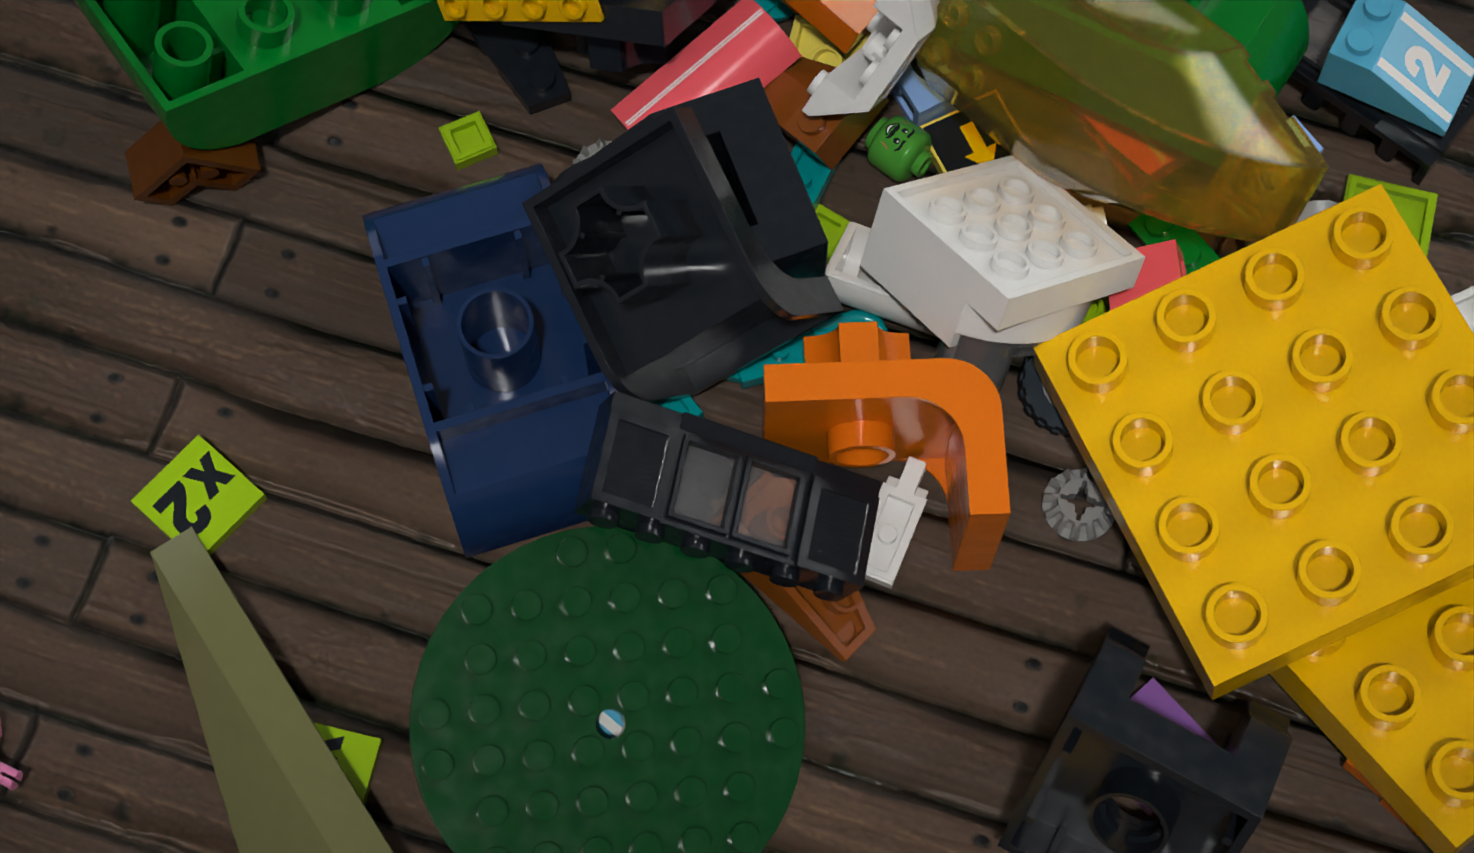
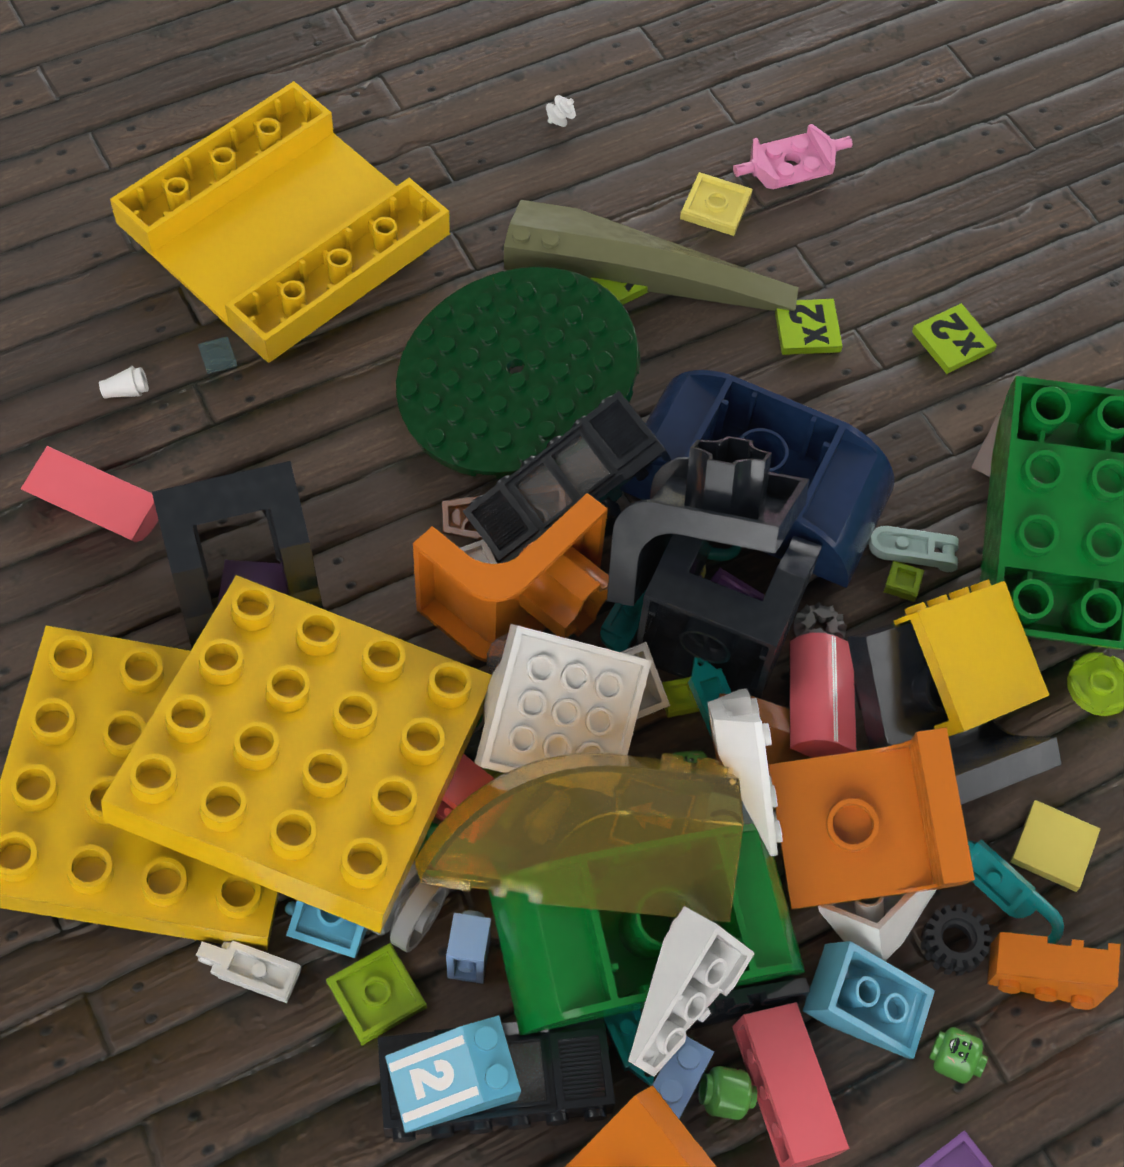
camera: 130 degrees right, 10 degrees down
(66, 333) = (954, 338): none -> lime tile
(89, 767) = (716, 204): none -> light yellow tile
(415, 151) = (915, 547): none -> light aqua plate

